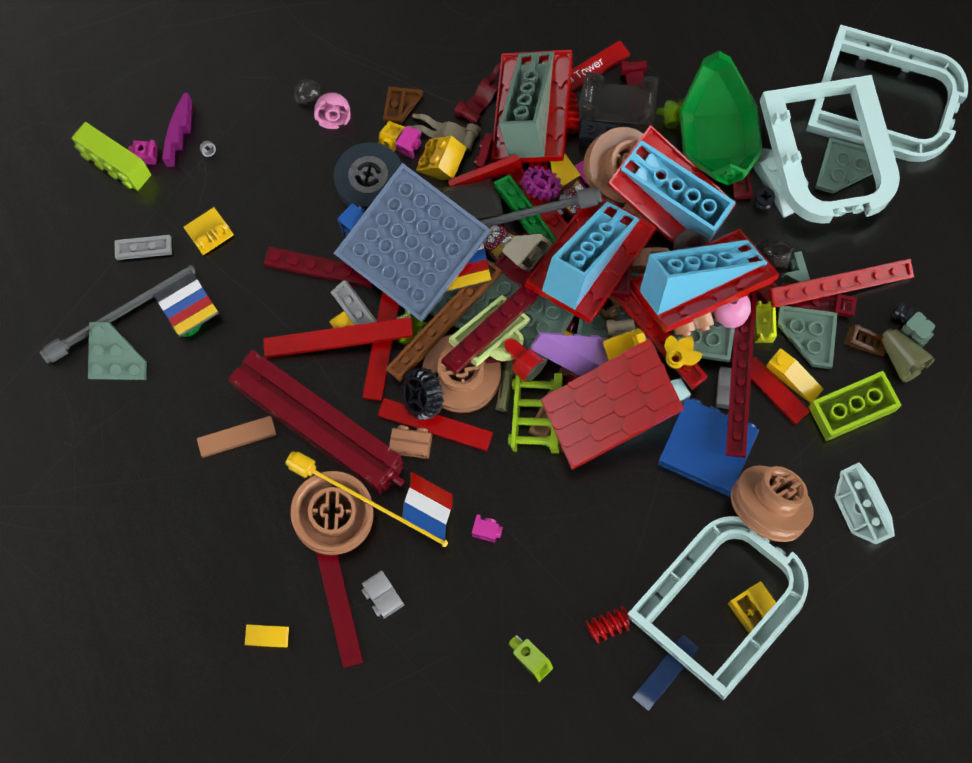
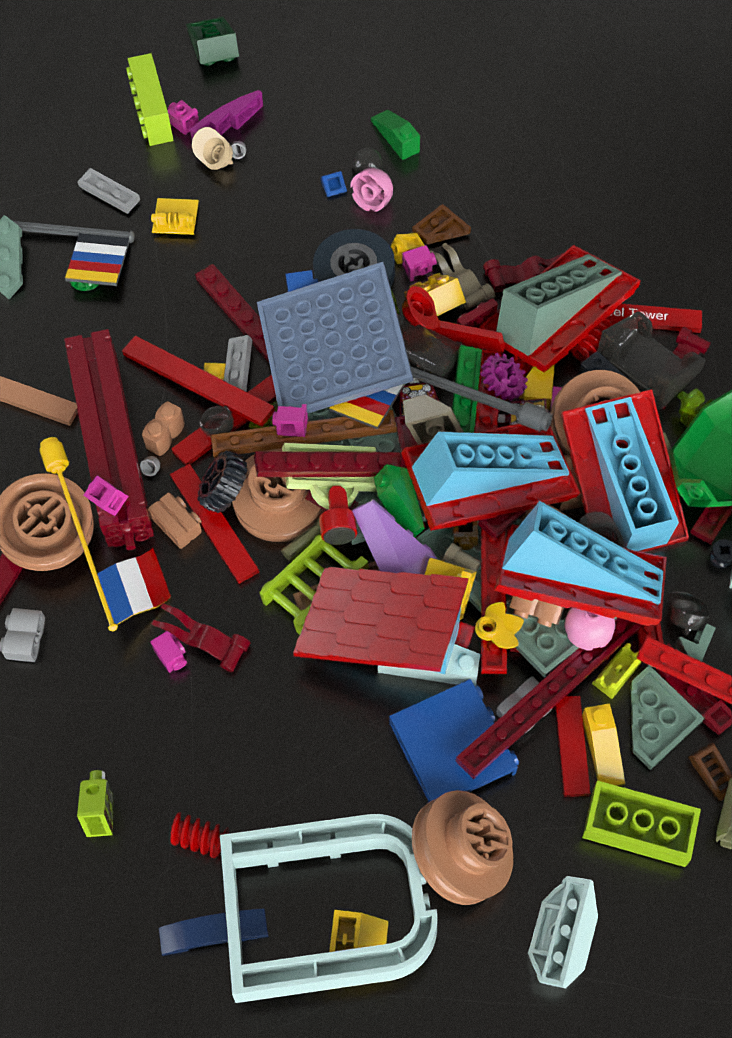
camera: 35 degrees right, 10 degrees down
(109, 75) = (213, 40): none -> dark green slope
(191, 162) = (212, 148): none -> tan piece
(297, 125) = (333, 184): none -> blue slope
(308, 54) = (398, 133): none -> green slope
(345, 388) = (162, 429): none -> nougat brick
(356, 466) = (105, 495): none -> dark pink brick
(361, 422) = (150, 465): none -> light grey hinge
(379, 355) = (217, 420): none -> clear smoke hair
(433, 318) = (291, 420): none -> dark pink brick
(448, 177) = (420, 308): none -> red piece
(502, 502) = (206, 638): none -> dark red flag
(550, 317) = (399, 497): none -> green slope

